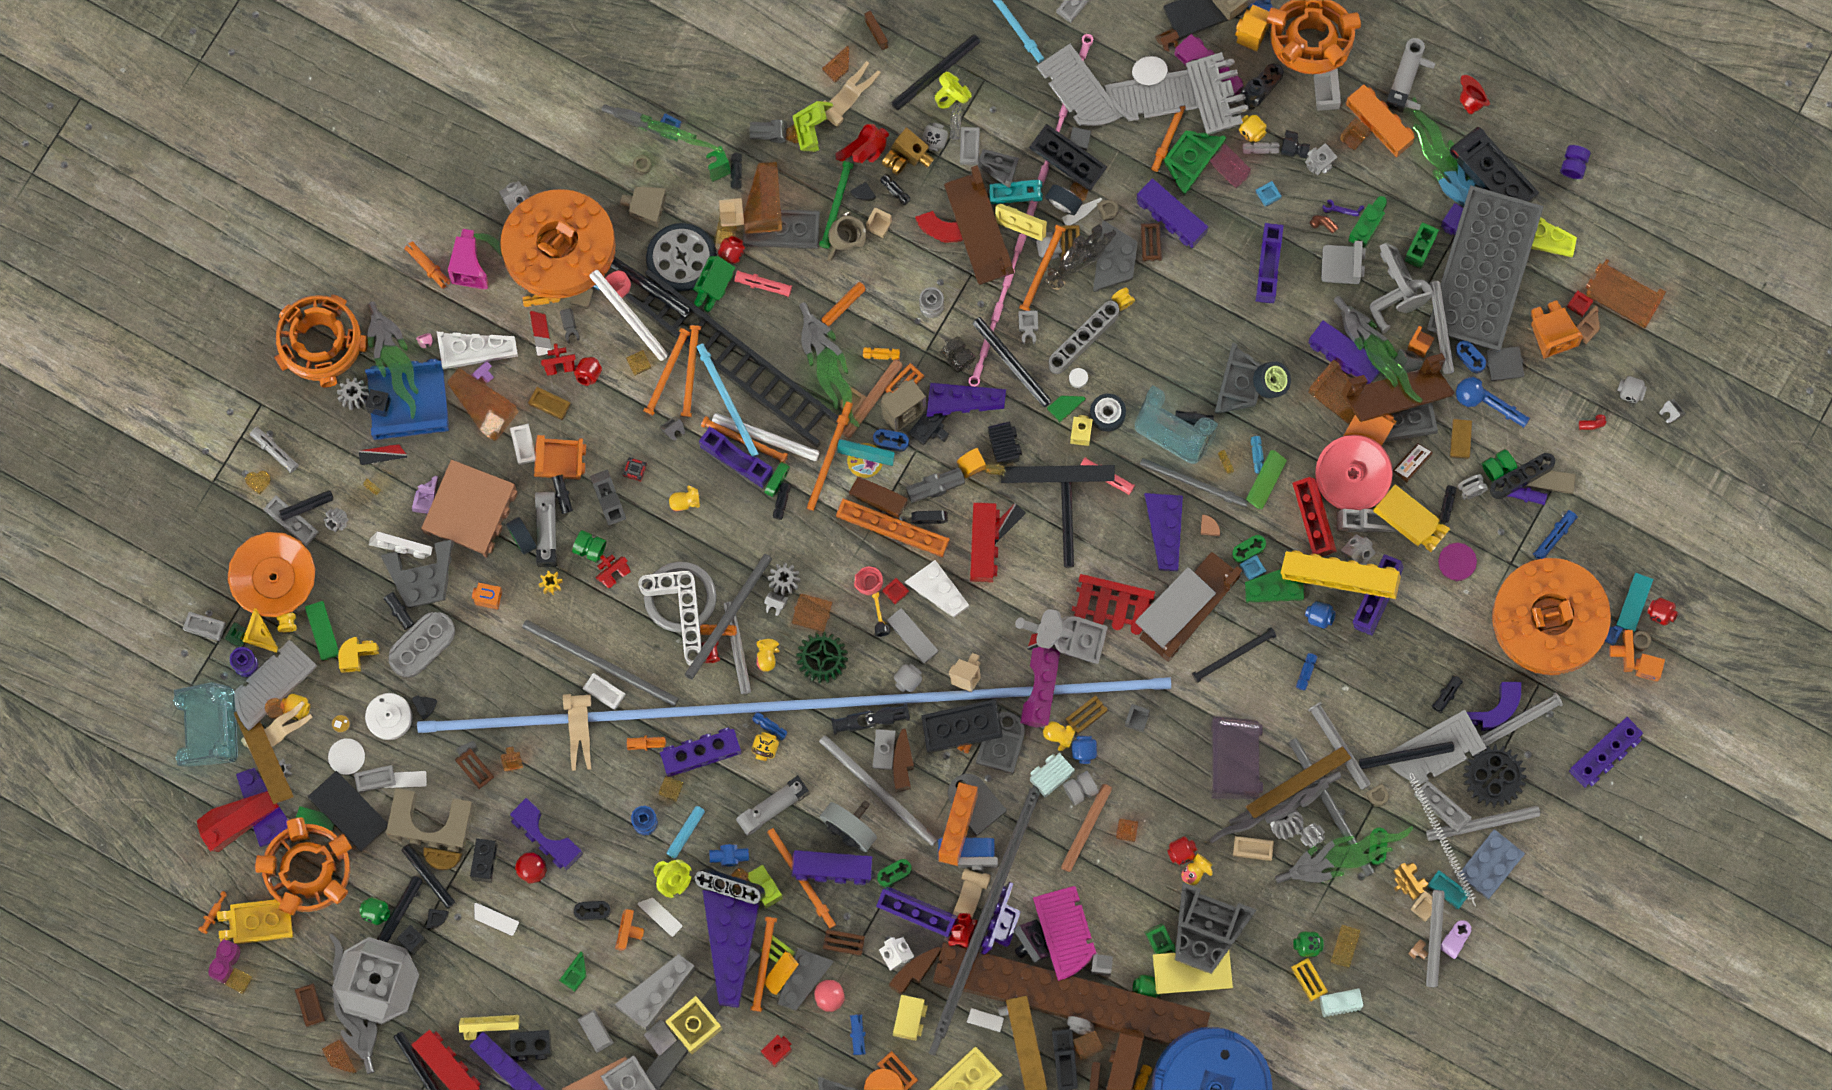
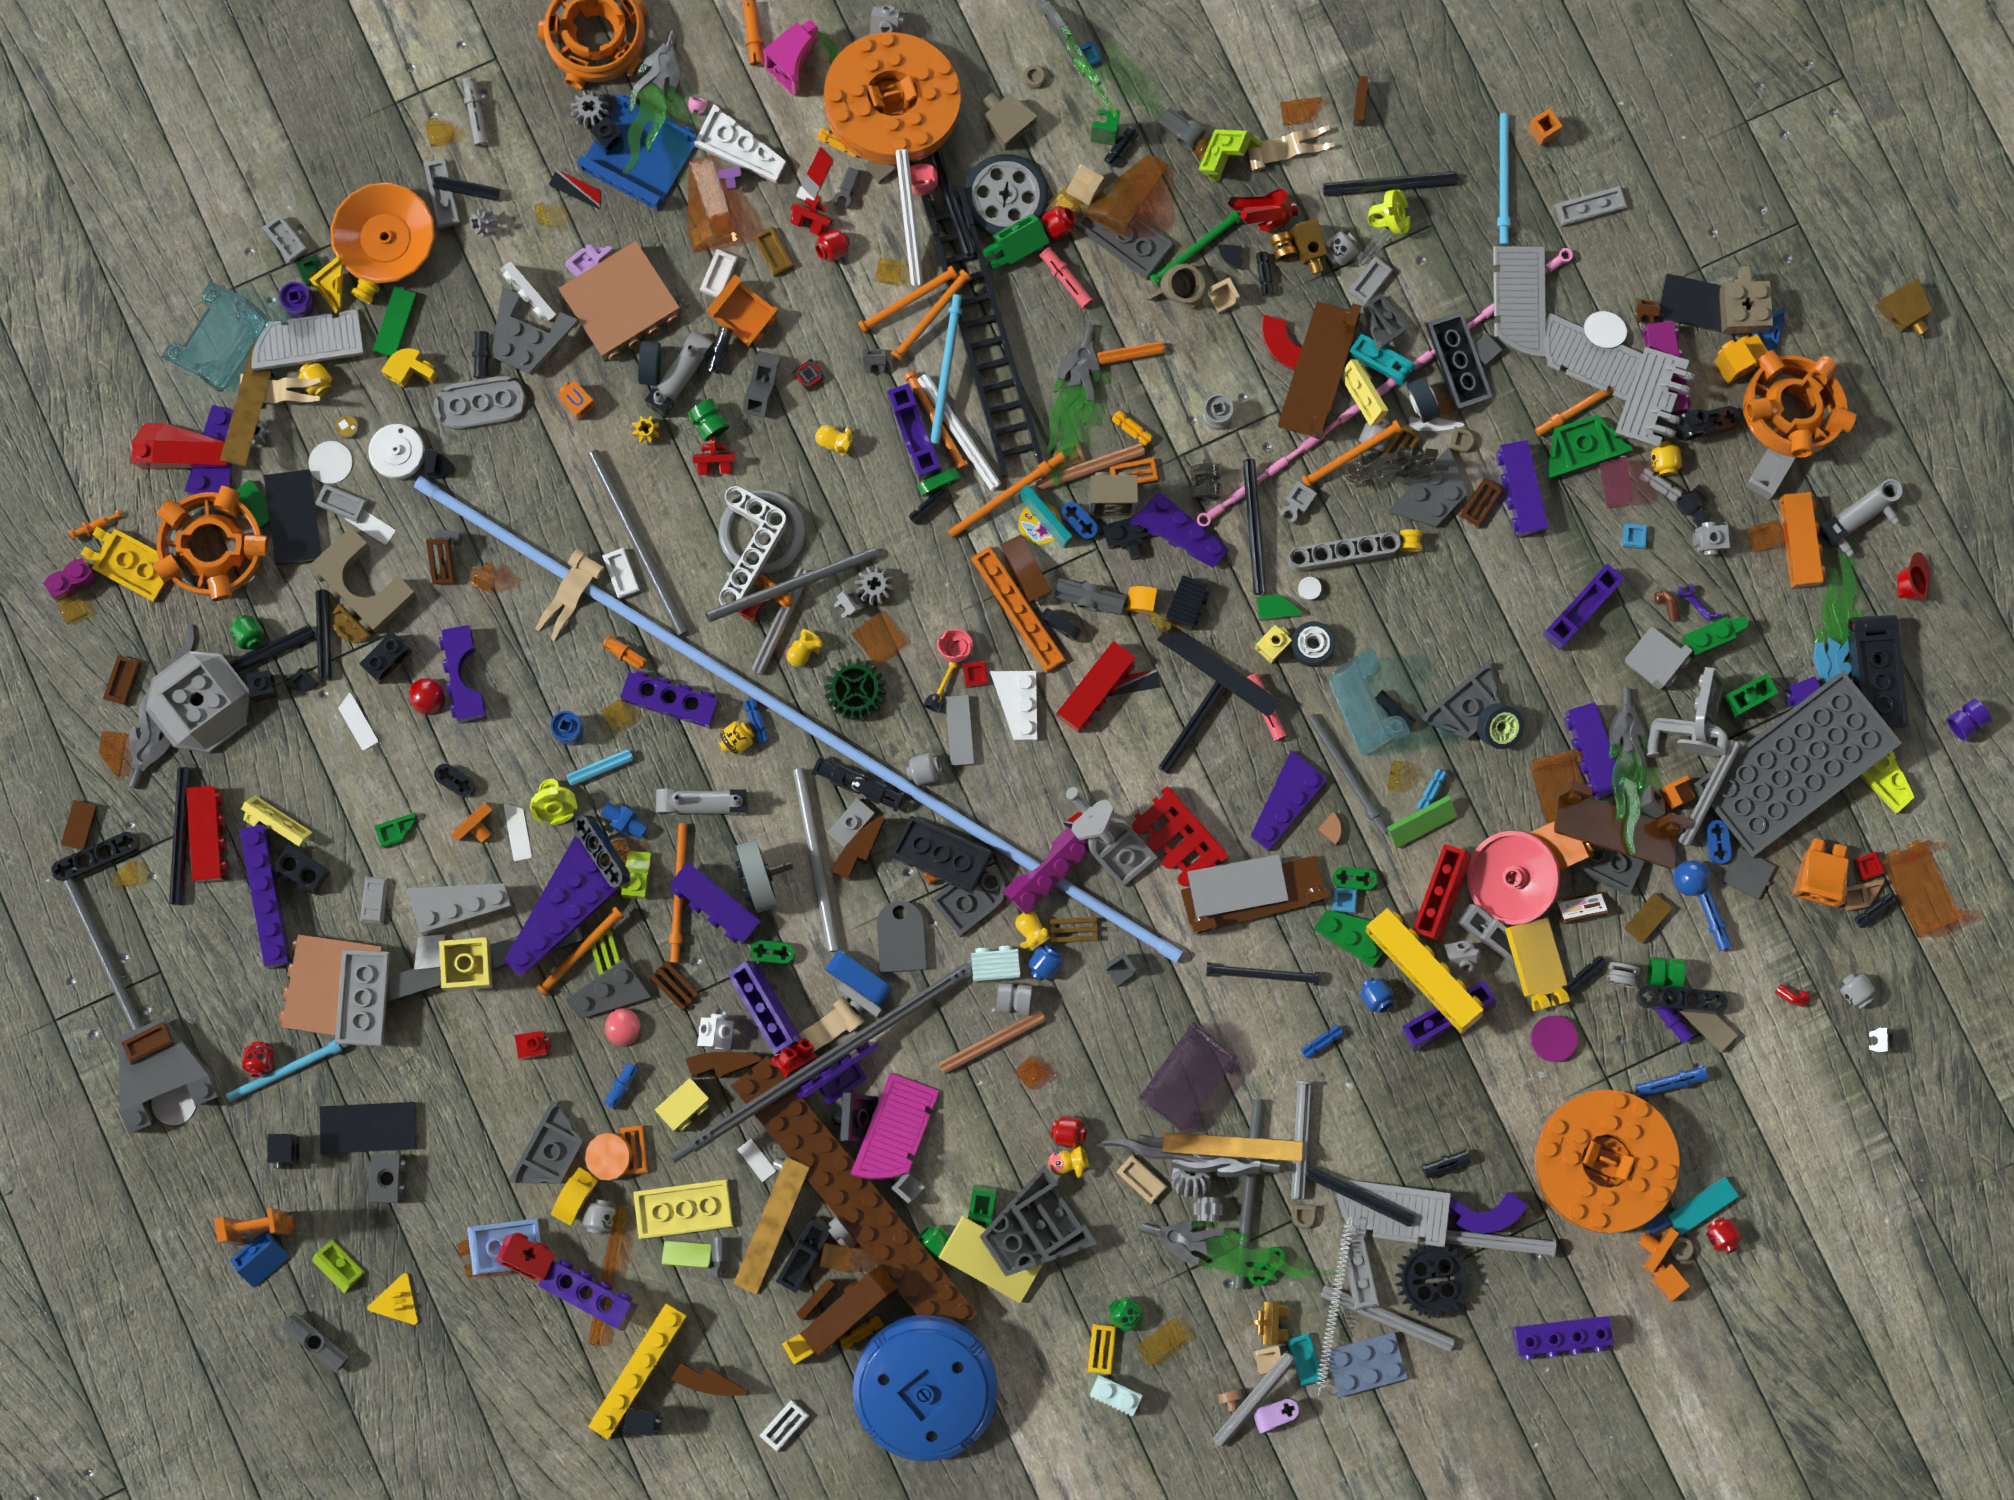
camera: 30 degrees right, 5 degrees up
(274, 708) = (291, 366): clear orange tile -> none
(780, 973) = (589, 972): light orange tile -> none
(958, 824) = (865, 949): orange brick -> none
(966, 674) = (983, 806): tan brick -> none
(1605, 330) = (1875, 910): none -> black axle

